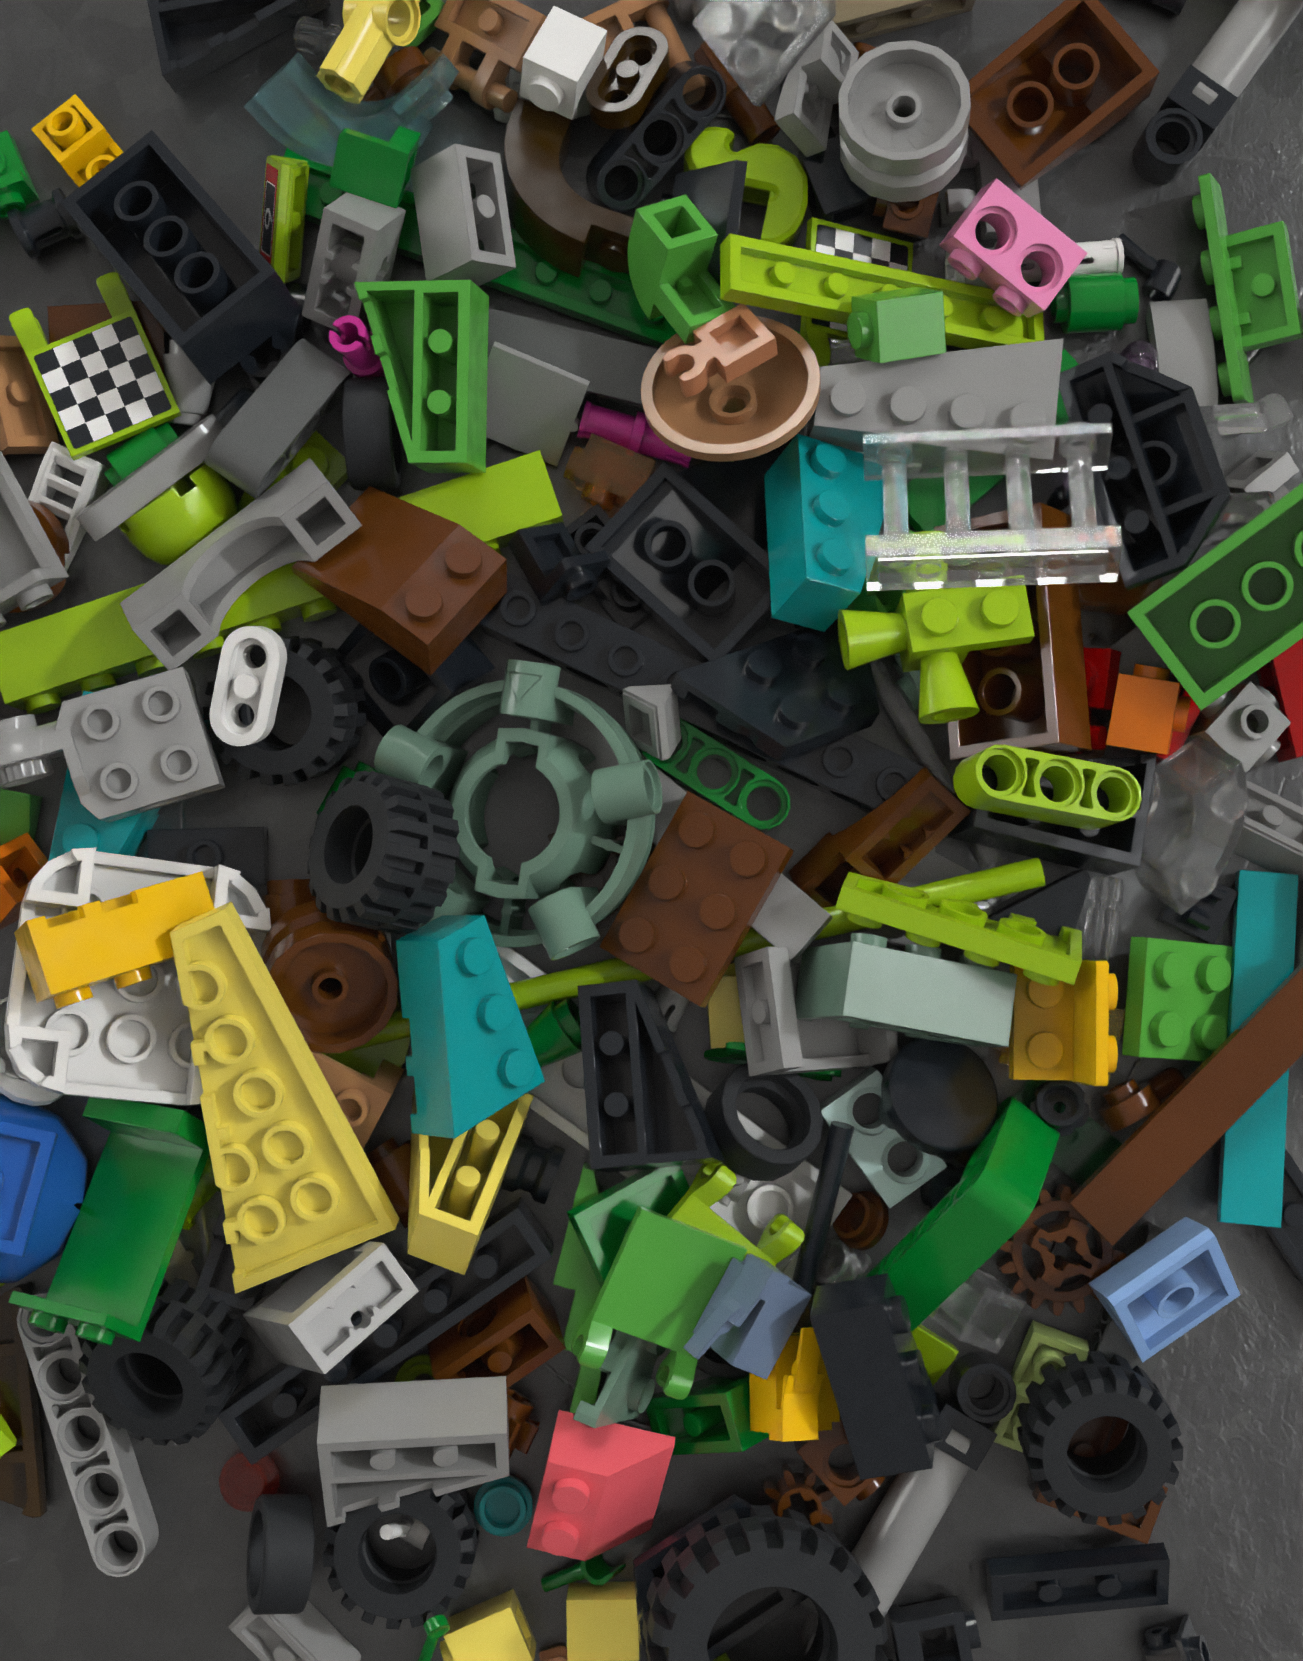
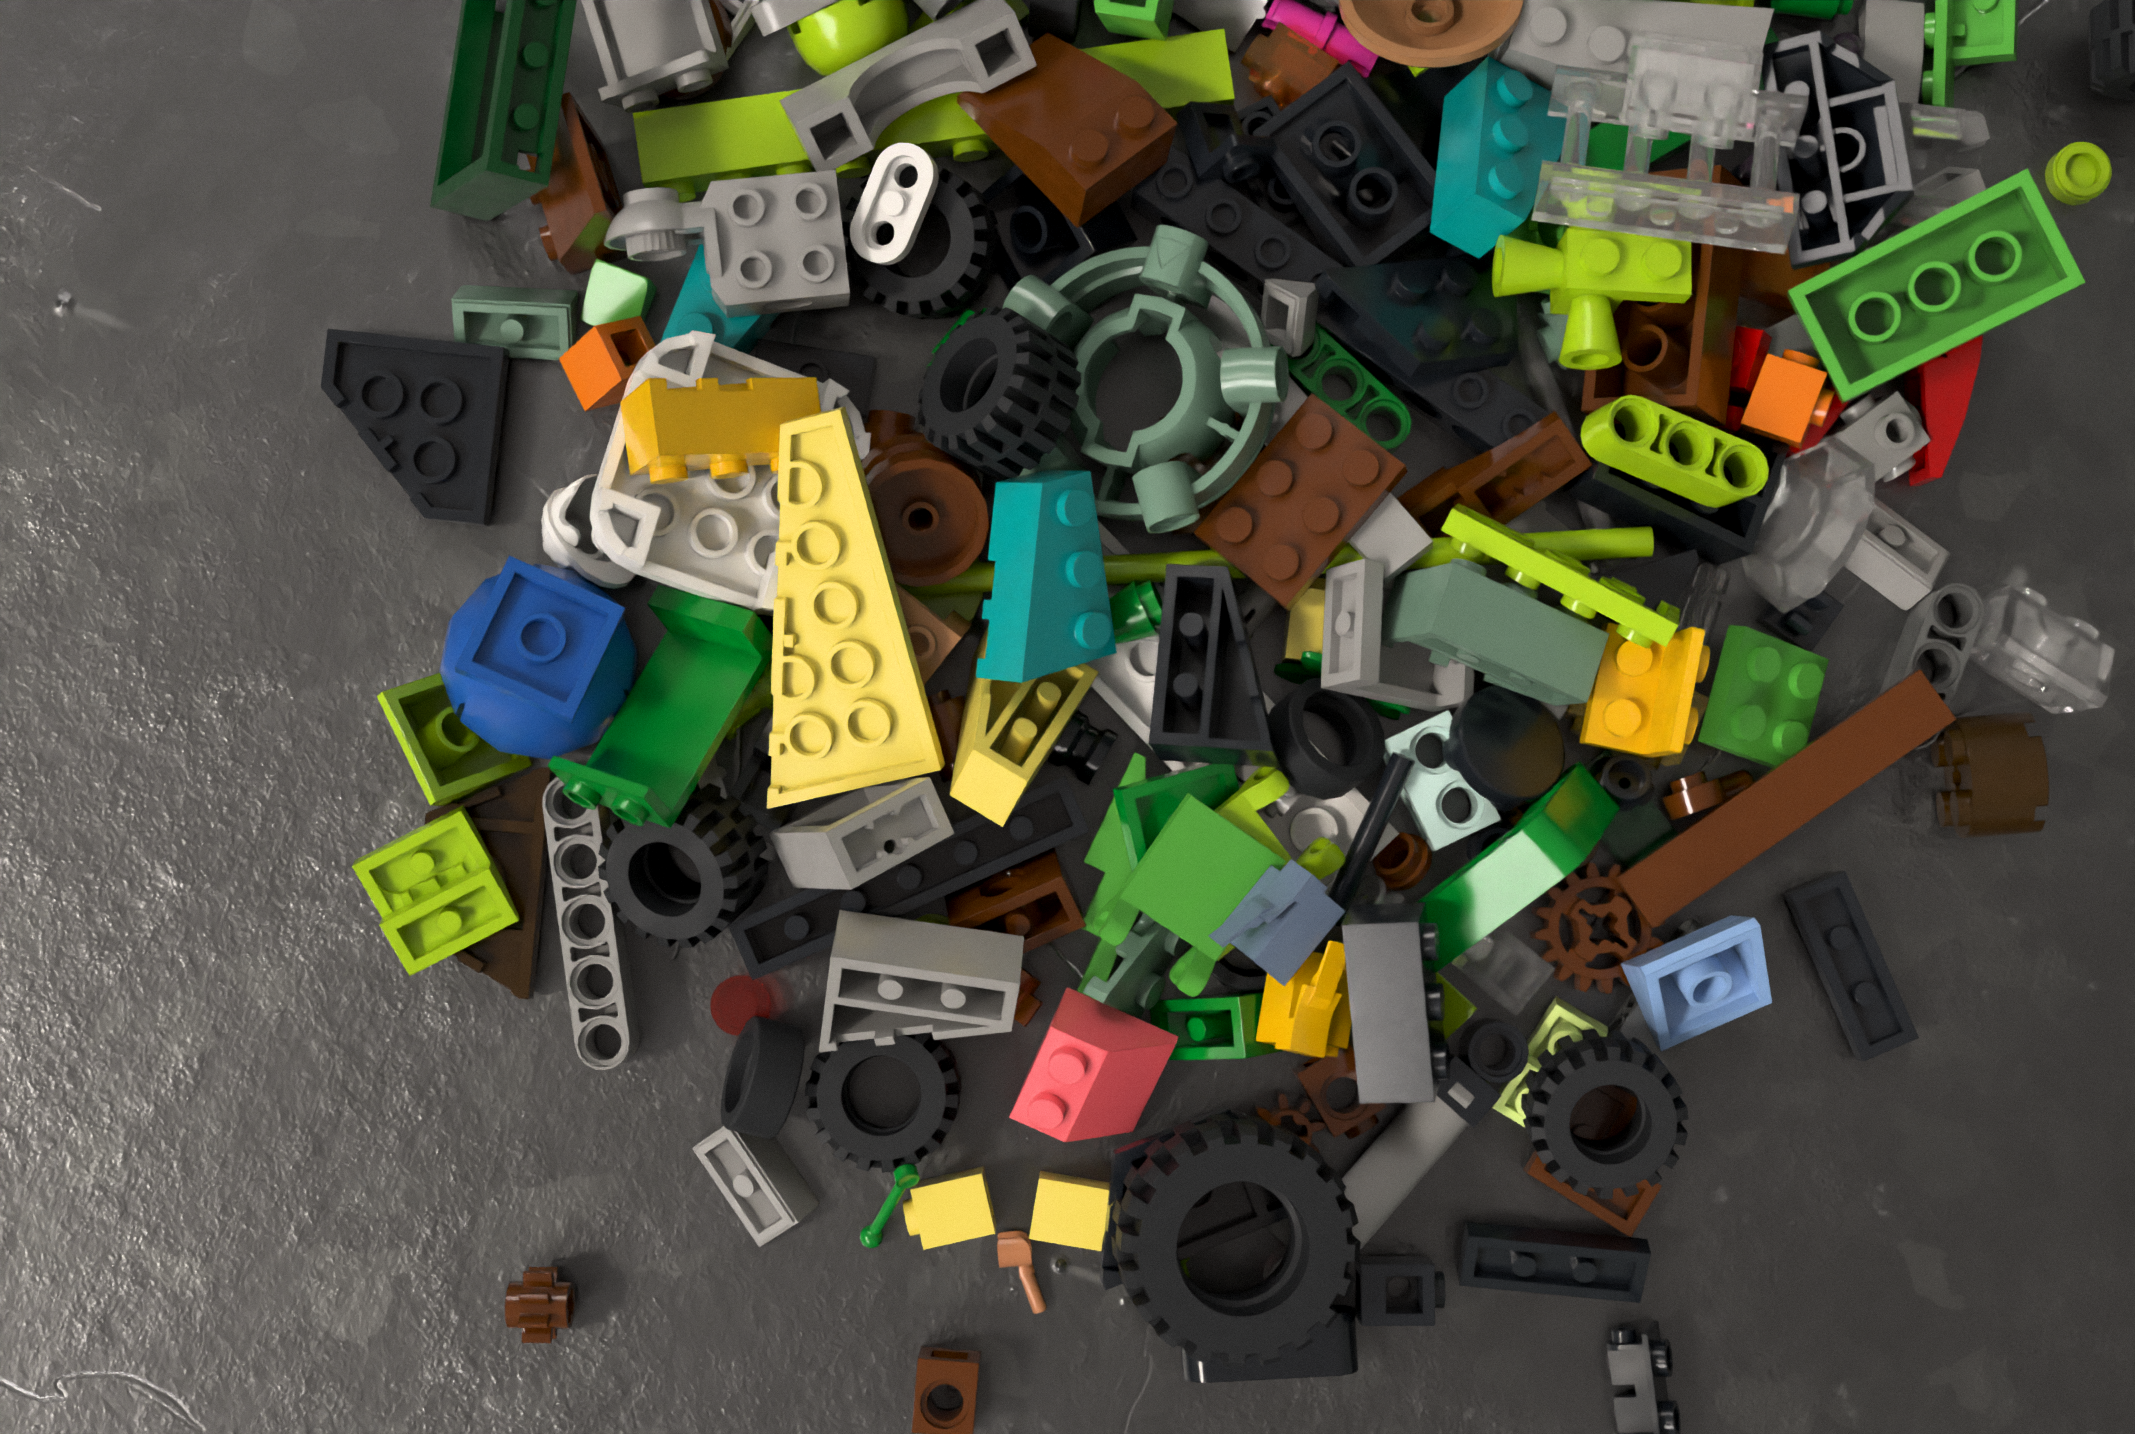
camera: 15 degrees right, 0 degrees up
(407, 1529) = (895, 1081): white hand -> none
(503, 1506) = (990, 1078): teal plate -> none
(593, 1570) = (1065, 1156): green hand -> none
(995, 441) = (1689, 88): none -> clear slope
(1261, 960) = (1816, 853): teal tile -> none

